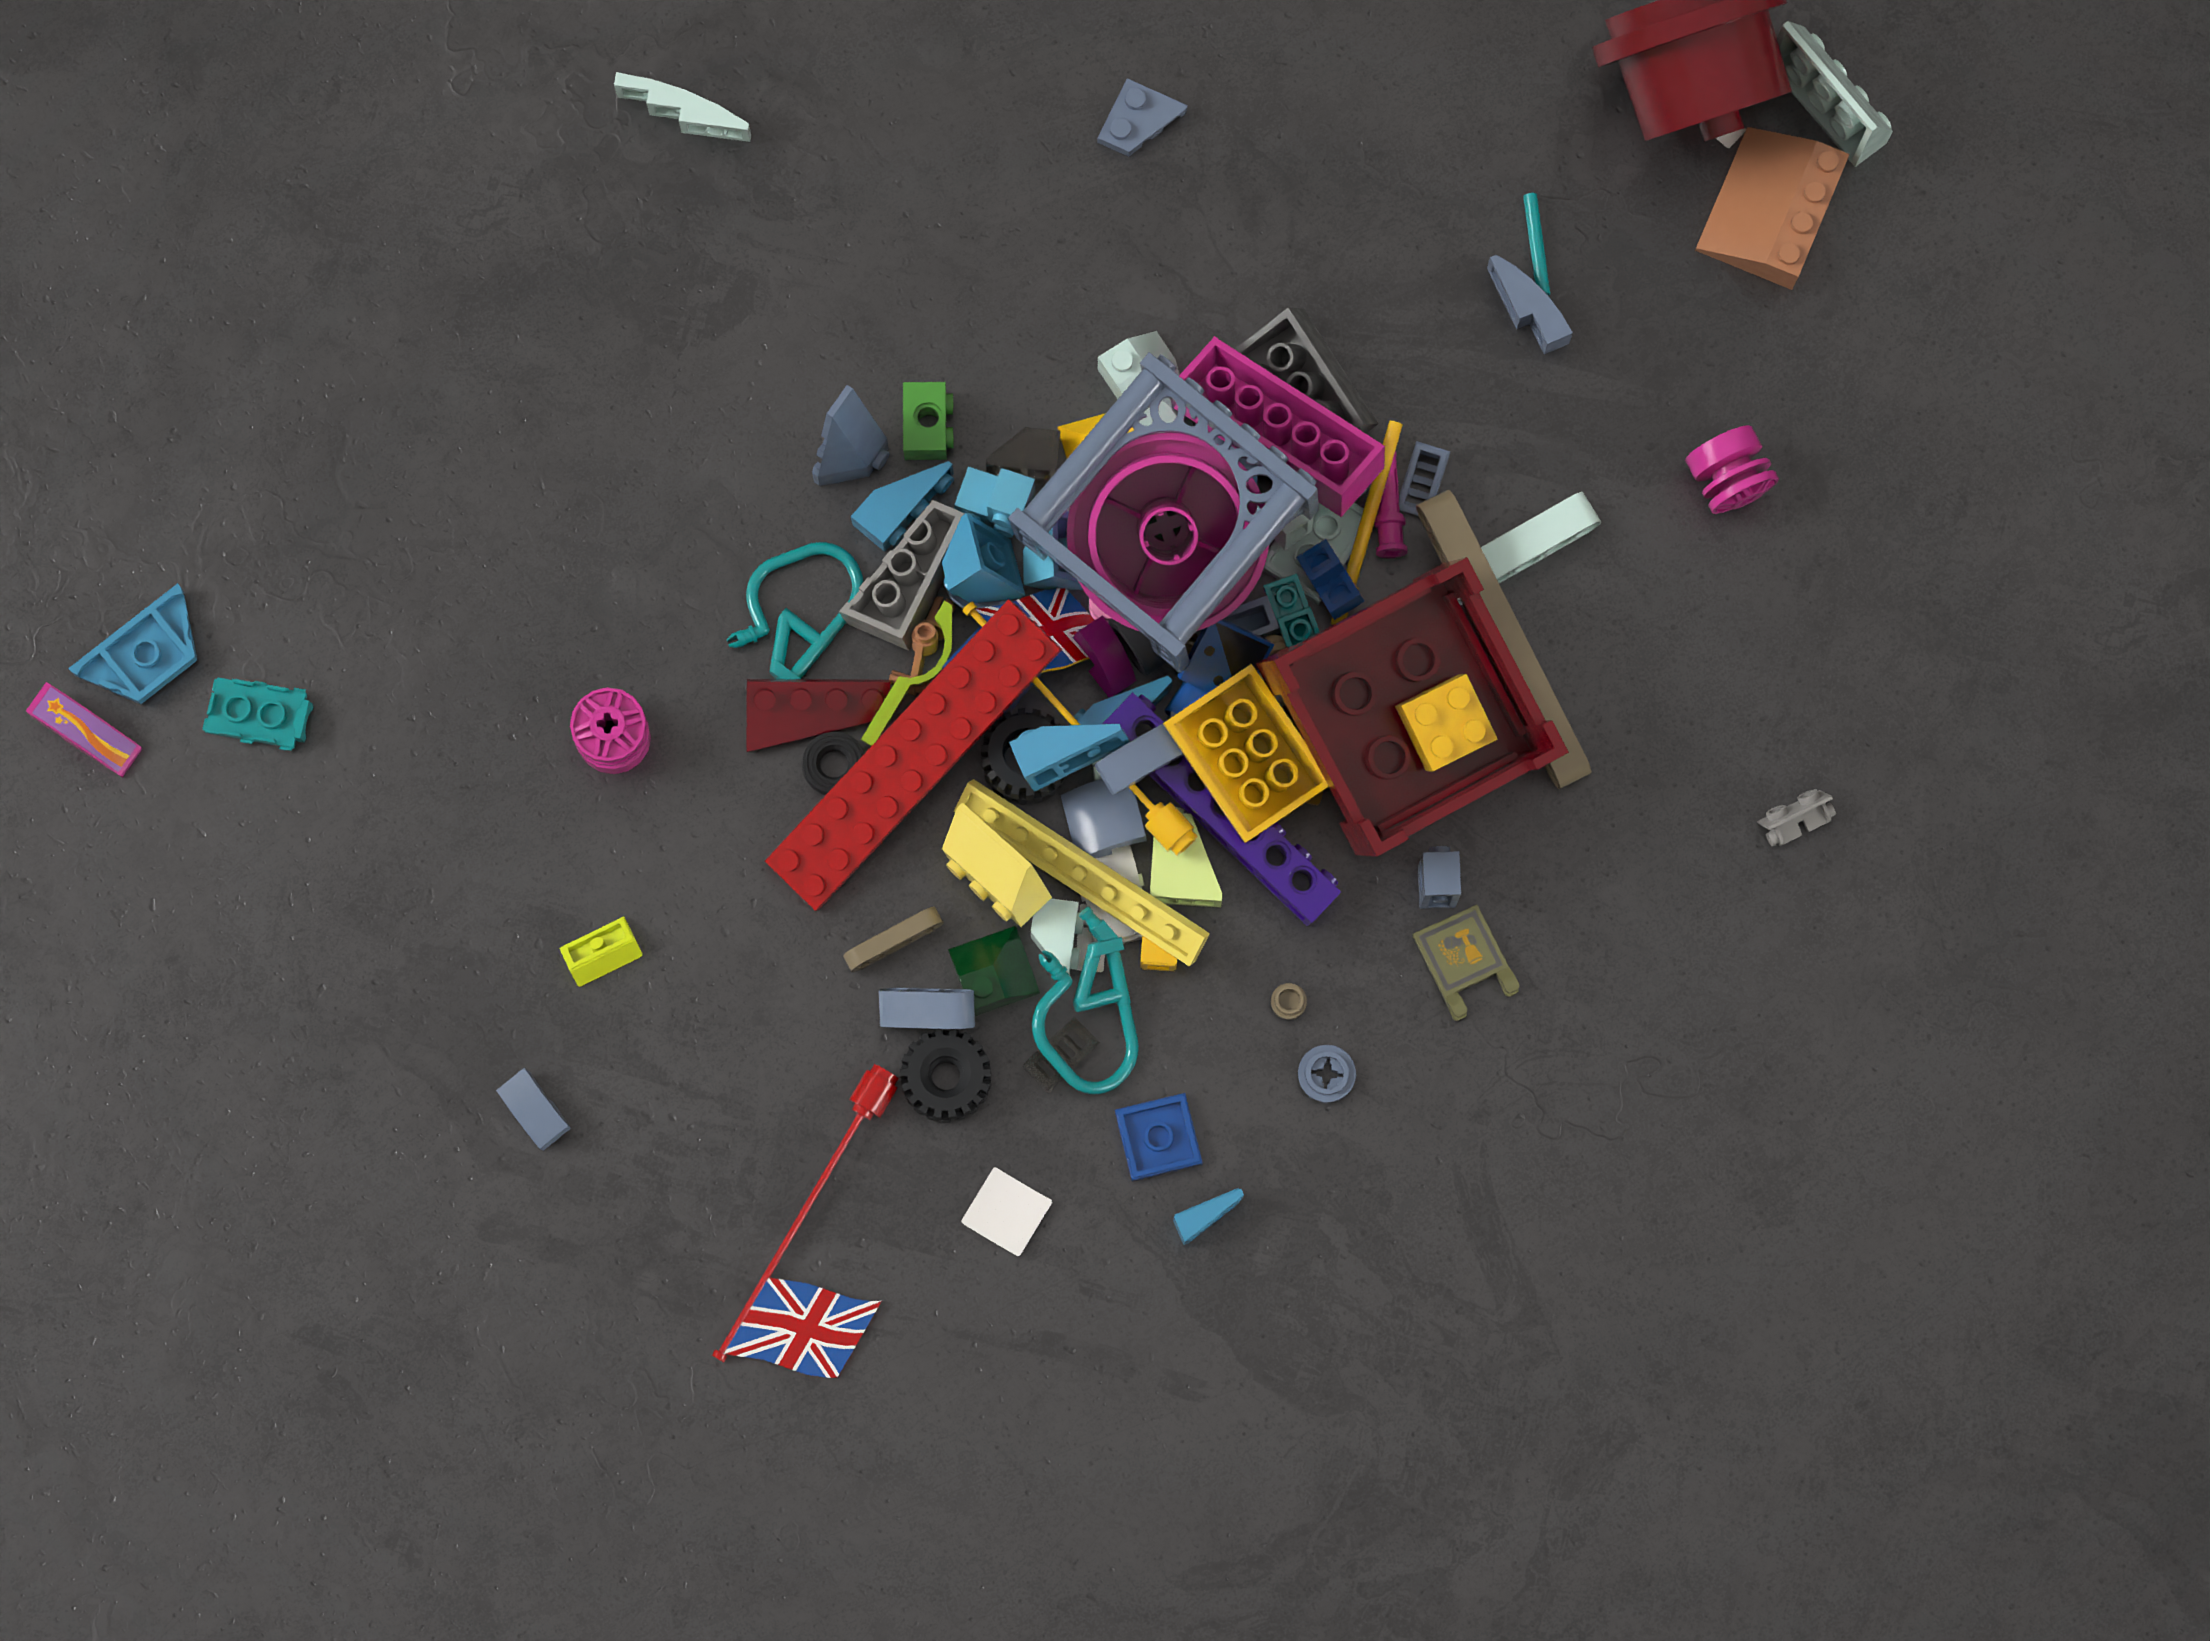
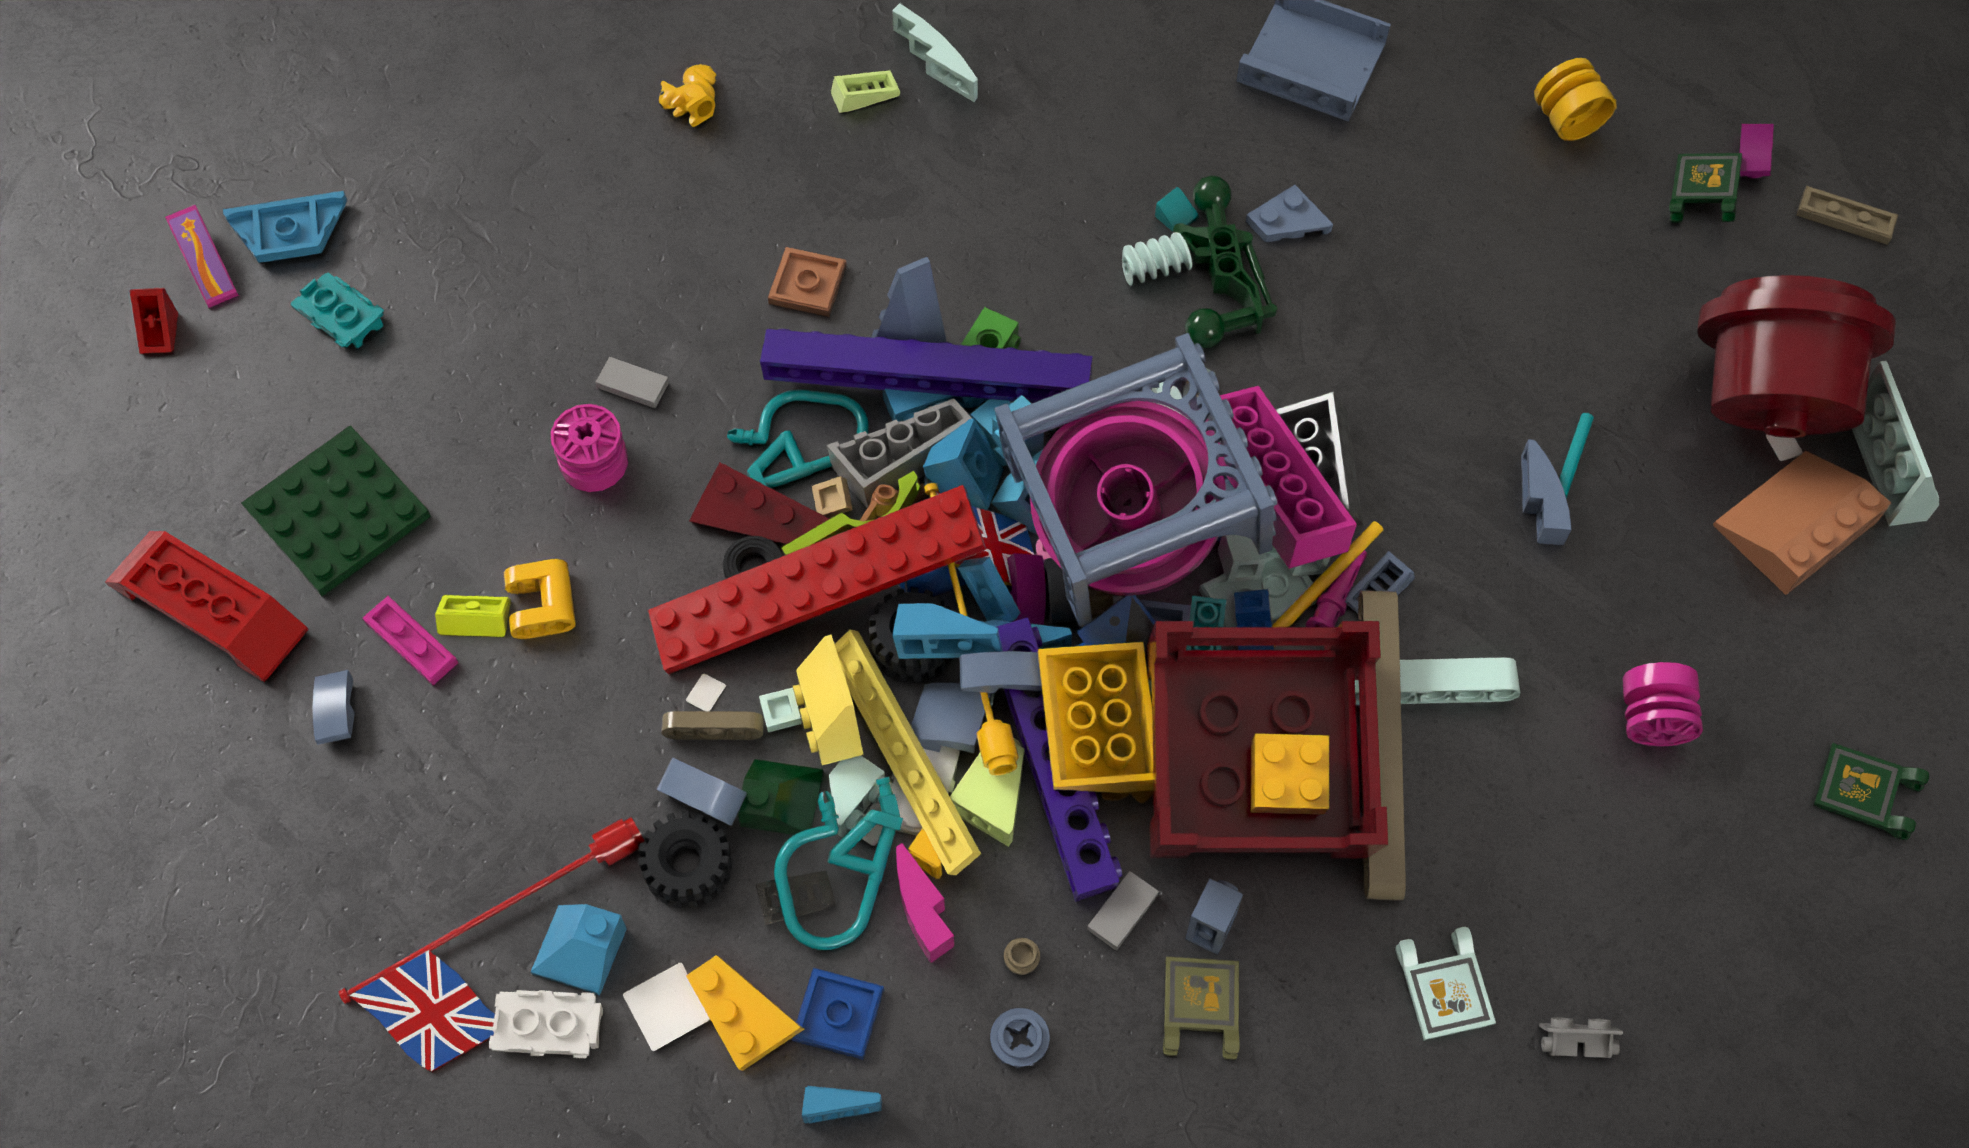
camera: 30 degrees right, 15 degrees down
(87, 824) = (154, 320): none -> red slope
(343, 1074) = (209, 602): none -> red slope
(399, 918) = (336, 510): none -> dark green plate
(465, 286) = (693, 97): none -> yellow animal
(558, 1007) = (410, 640): none -> dark pink tile
(600, 637) = (632, 382): none -> light grey tile
(617, 203) = (849, 99): none -> yellowish green slope
(668, 892) = (557, 608): none -> yellow connector
(705, 437) = (807, 281): none -> nougat tile
(863, 910) = (705, 692): none -> white sticker
(869, 657) = (832, 497): none -> tan plate
(889, 480) = (920, 366): none -> dark purple brick
(898, 1203) = (580, 947): none -> dark azure slope
(913, 1283) = (546, 1023): none -> white piece
(945, 891) = (780, 709): none -> light aqua plate
(1026, 170) = (1175, 209): none -> teal slope
(1034, 235) = (1155, 256): none -> light aqua piece
(1074, 1182) = (740, 1013): none -> yellow wing
(1078, 680) = (989, 589): none -> dark azure plate
(1123, 287) = (1205, 325): none -> dark green piece
(1176, 1003) = (922, 906): none -> dark pink slope
(1353, 913) = (1123, 910): none -> light grey tile
(1668, 836) = (1447, 991): none -> light aqua flag
(1938, 452) = (1866, 789): none -> dark green flag

